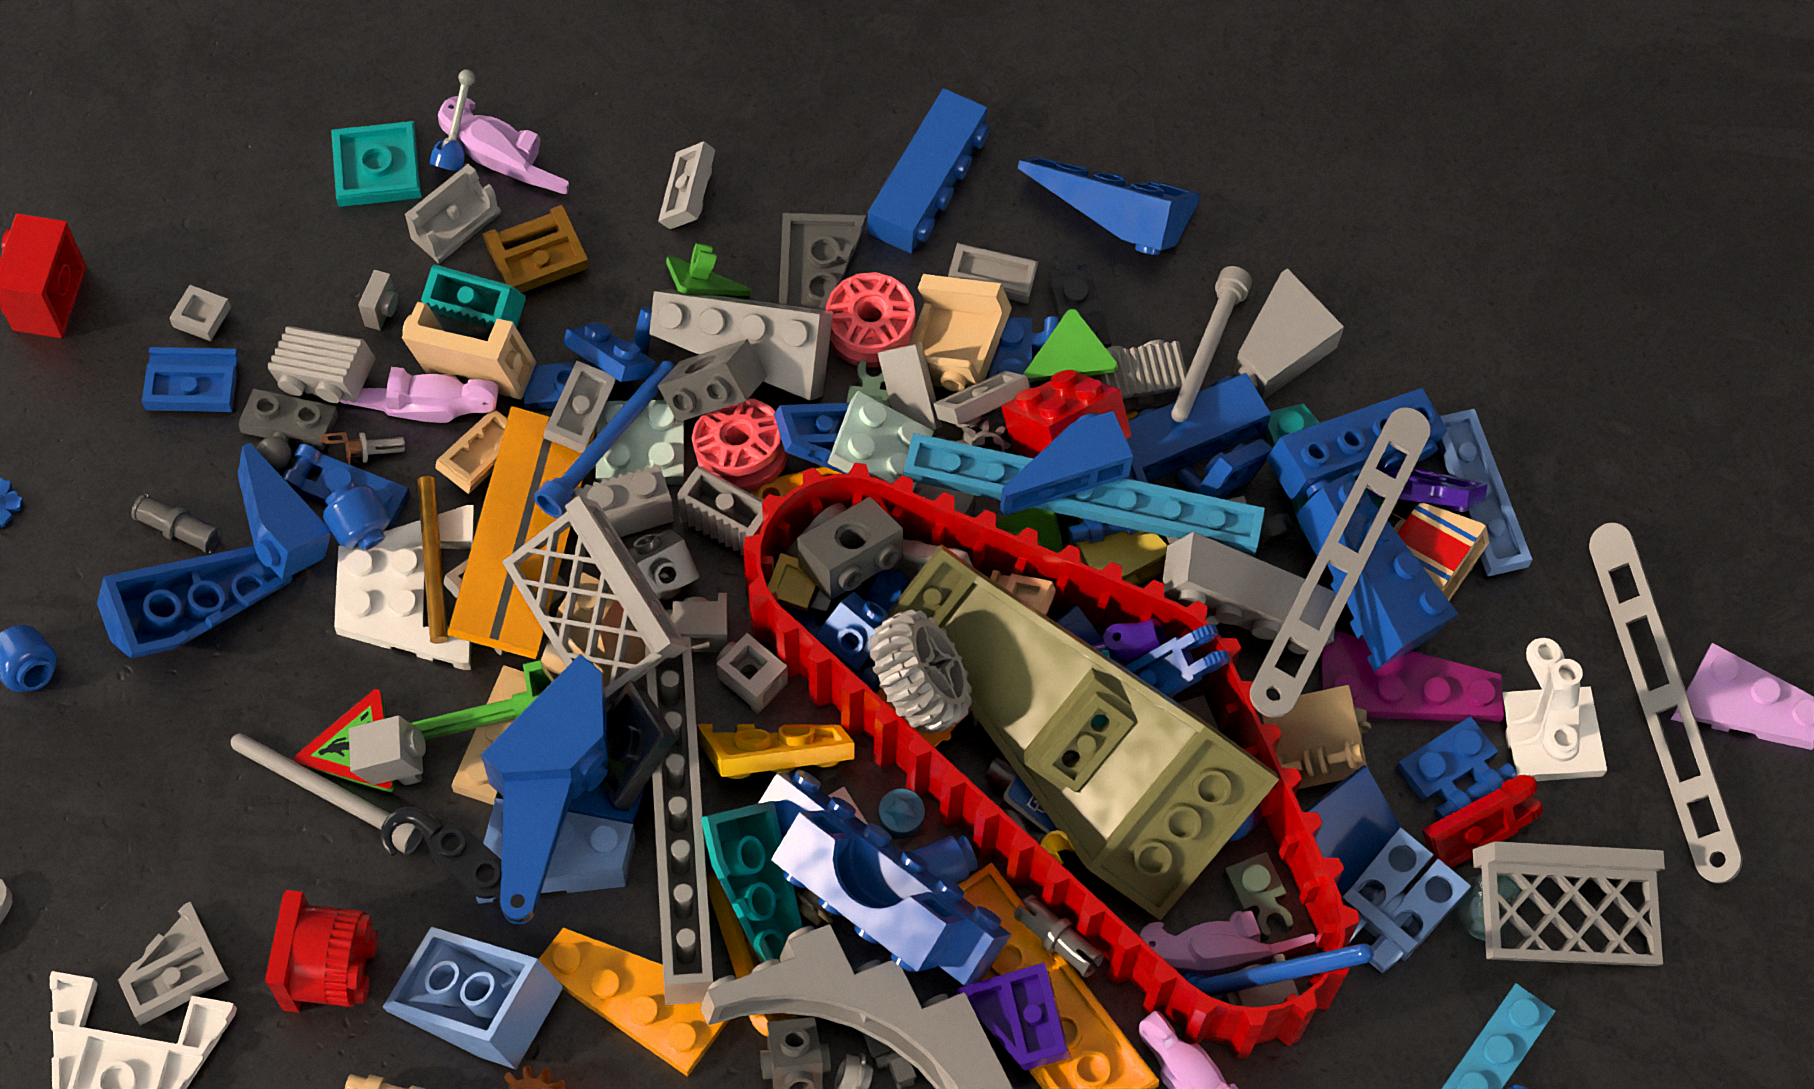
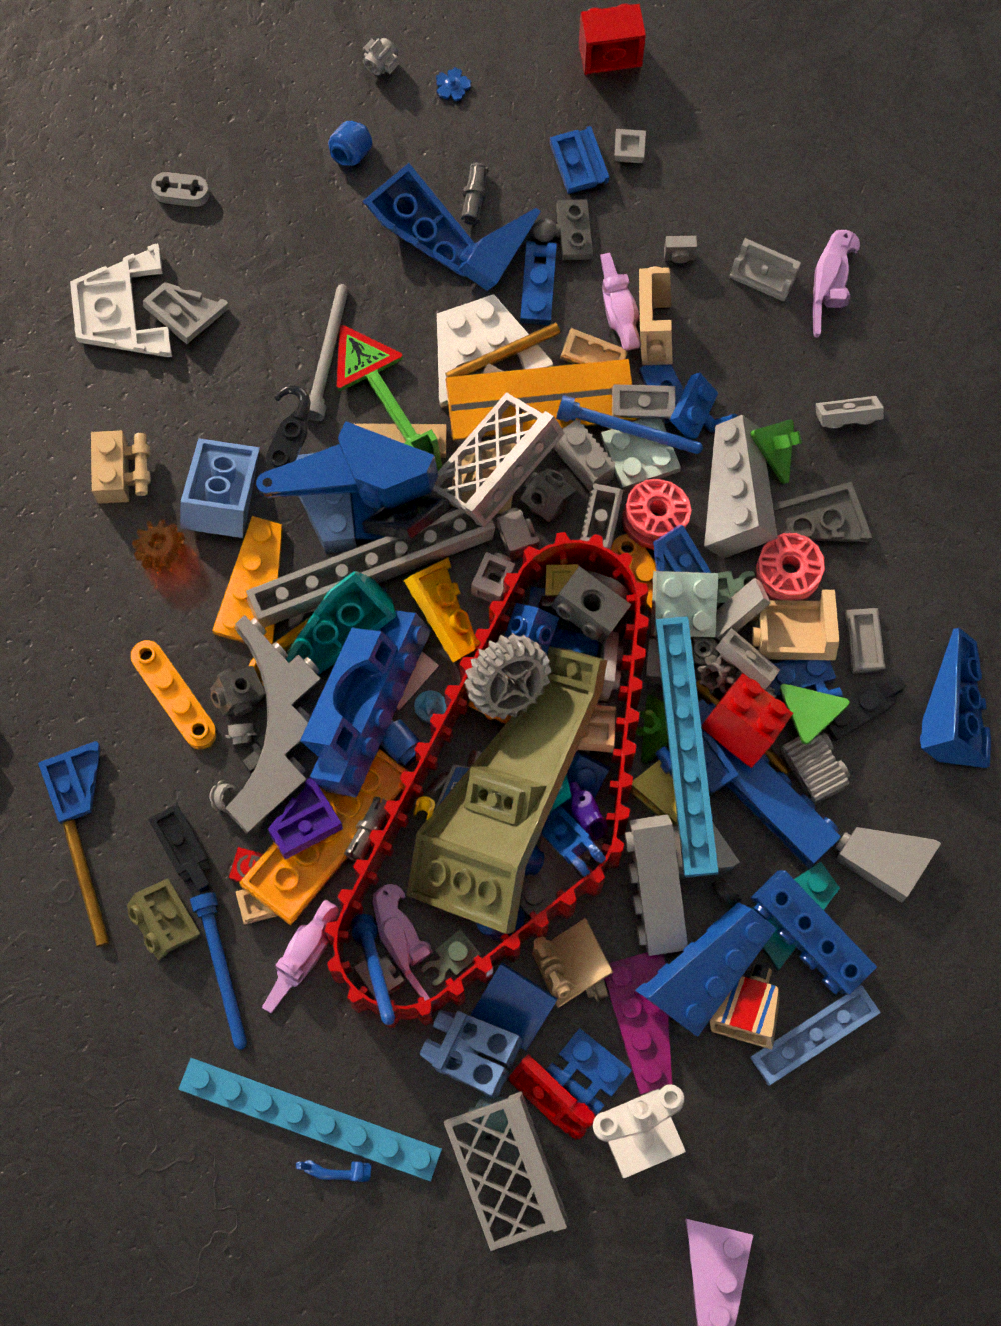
camera: 75 degrees right, 10 degrees up
(319, 954) = (211, 386): red piece -> none
(321, 364) = (616, 232): light grey brick -> none
(356, 516) = (510, 294): blue head -> none
(363, 447) = (569, 281): light grey piece -> none
(376, 163) = (788, 208): teal tile -> none
(387, 751) = (354, 374): light grey brick -> none
(449, 152) = (811, 249): hinge -> none
(471, 297) = (700, 306): teal brick -> none
(540, 259) = (753, 338): pearl gold plate -> none
(712, 380) = (691, 477): dark grey brick -> none
(927, 171) = (928, 569): blue brick -> none
(1077, 460) = (699, 727): blue slope -> none
(1227, 470) = (750, 843): blue plate -> none
(1231, 289) = (916, 811): light grey piece -> none
(1407, 432) = (820, 957): light grey piece -> none
(1442, 489) = (796, 991): dark purple wing -> none
(1612, 549) = (802, 1145): light grey piece -> none

